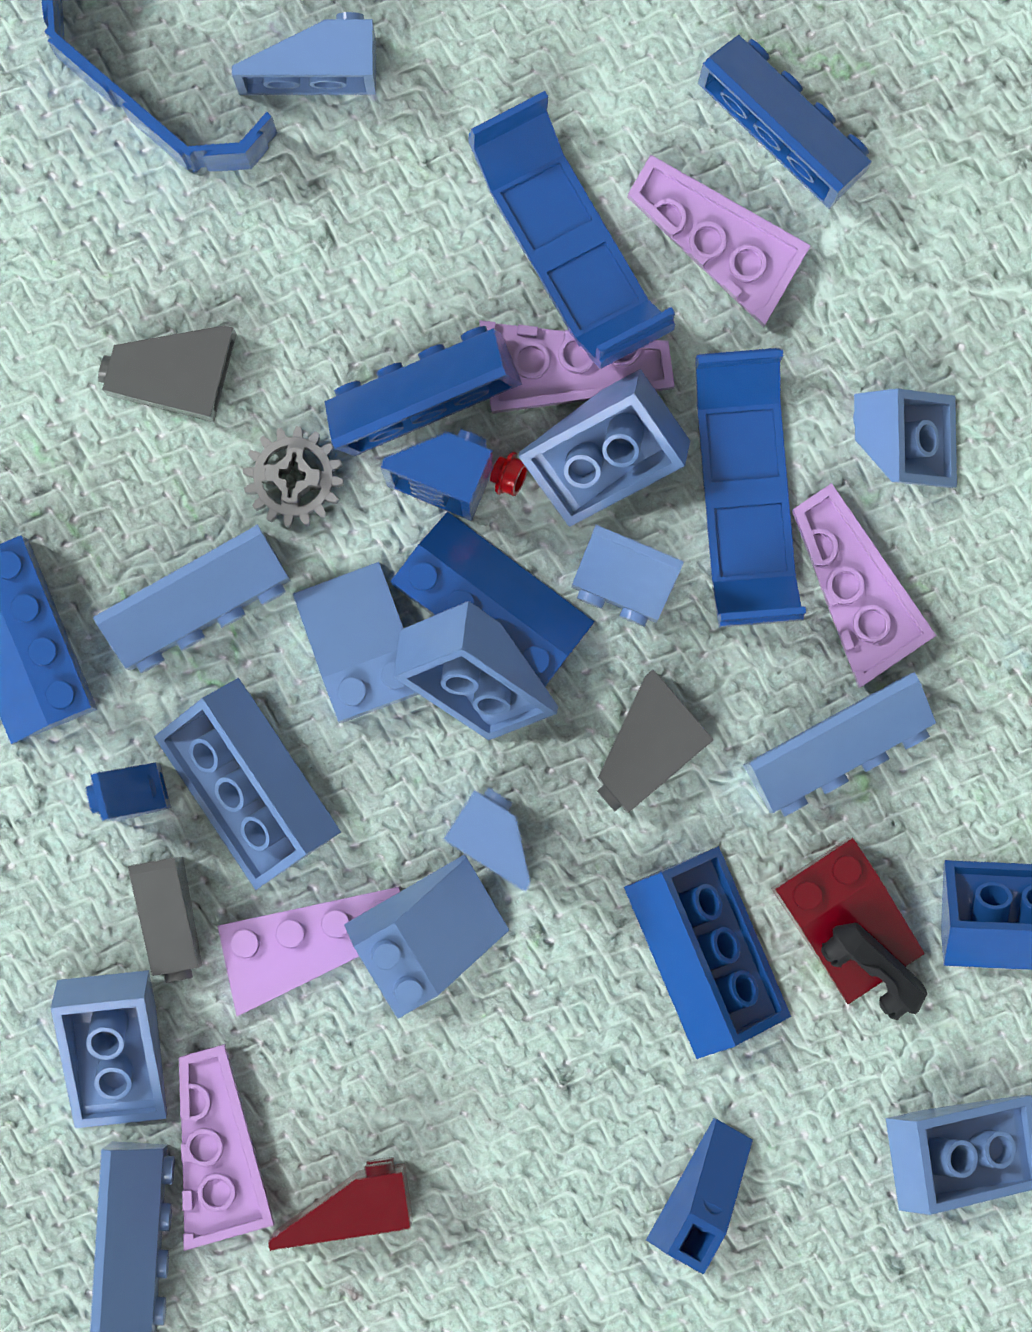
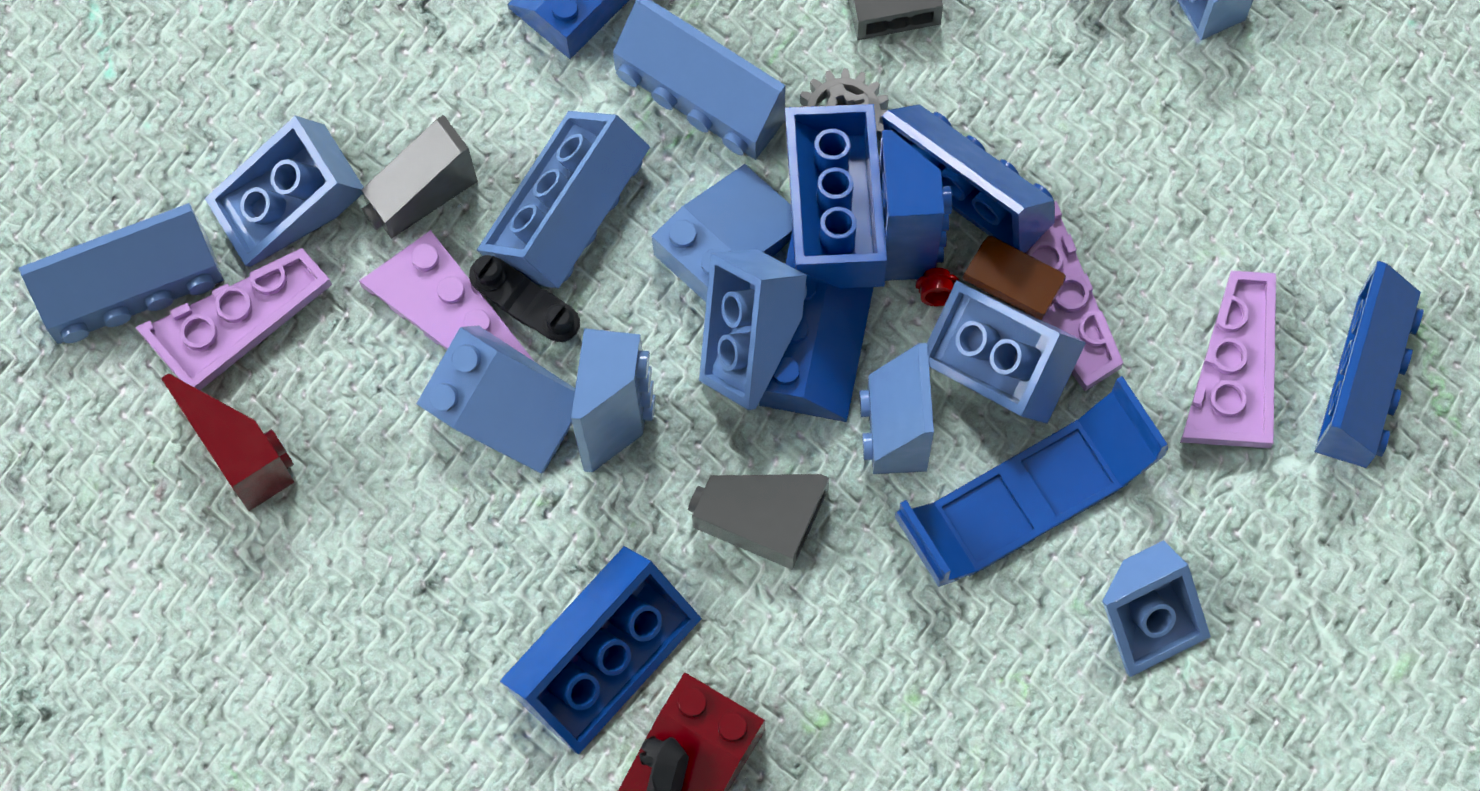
camera: 70 degrees right, 15 degrees down
(128, 792) = (507, 95): blue slope -> none
(332, 868) = (524, 299): none -> black piece
(391, 530) = (836, 194): none -> blue slope
(544, 401) = (1014, 277): none -> reddish brown slope
(564, 234) = (1173, 226): blue windscreen -> none
(703, 1199) = (377, 747): blue slope -> none
(842, 743) = (845, 673): medium blue slope -> none
(862, 593) = (987, 639): lavender wing -> none

